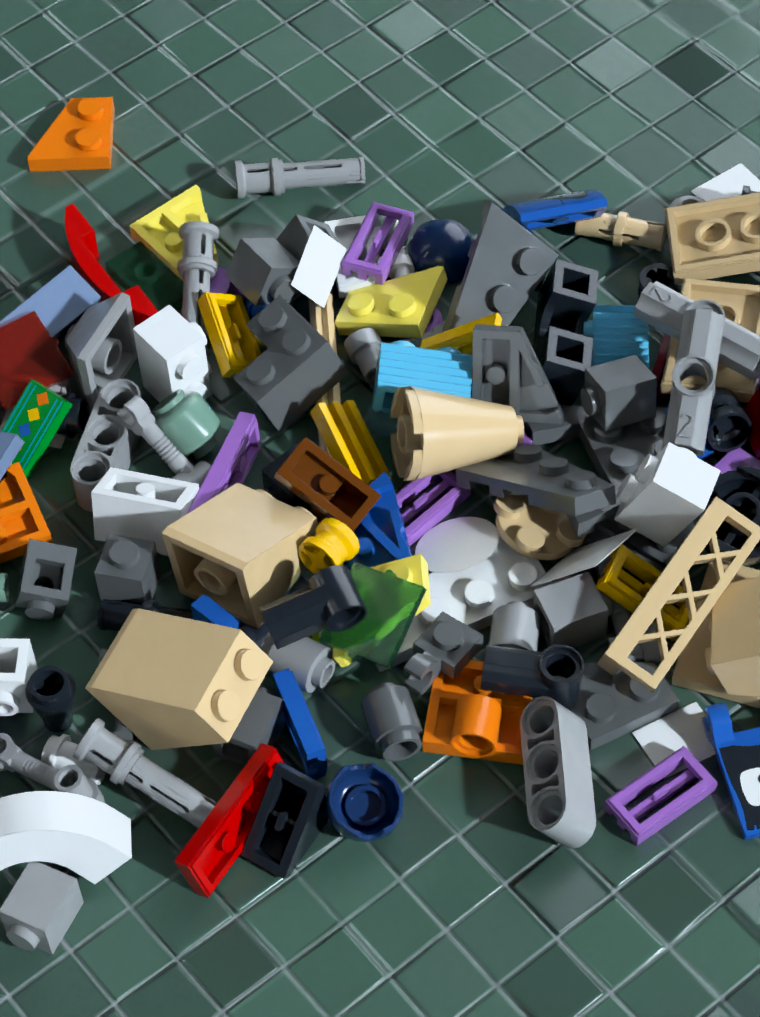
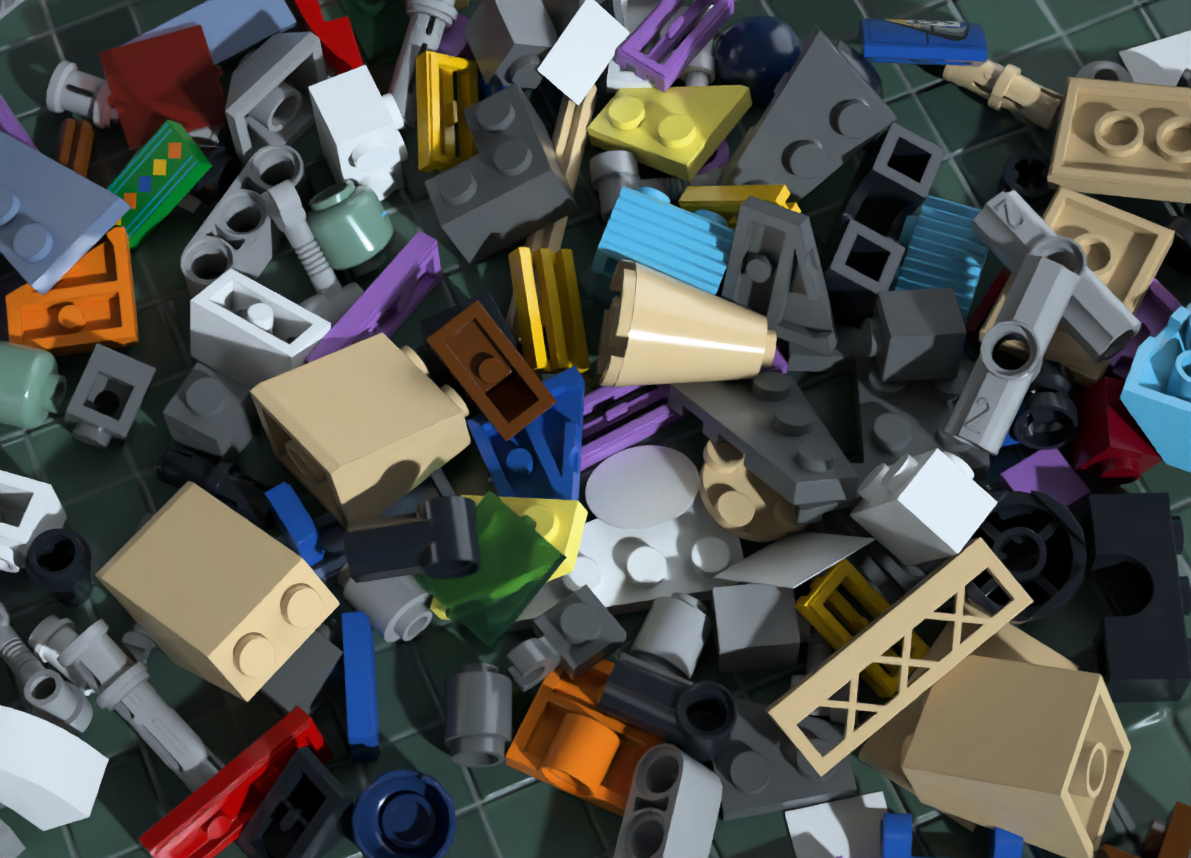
camera: 15 degrees right, 10 degrees up
(329, 547) = (468, 457): yellow wheel -> none

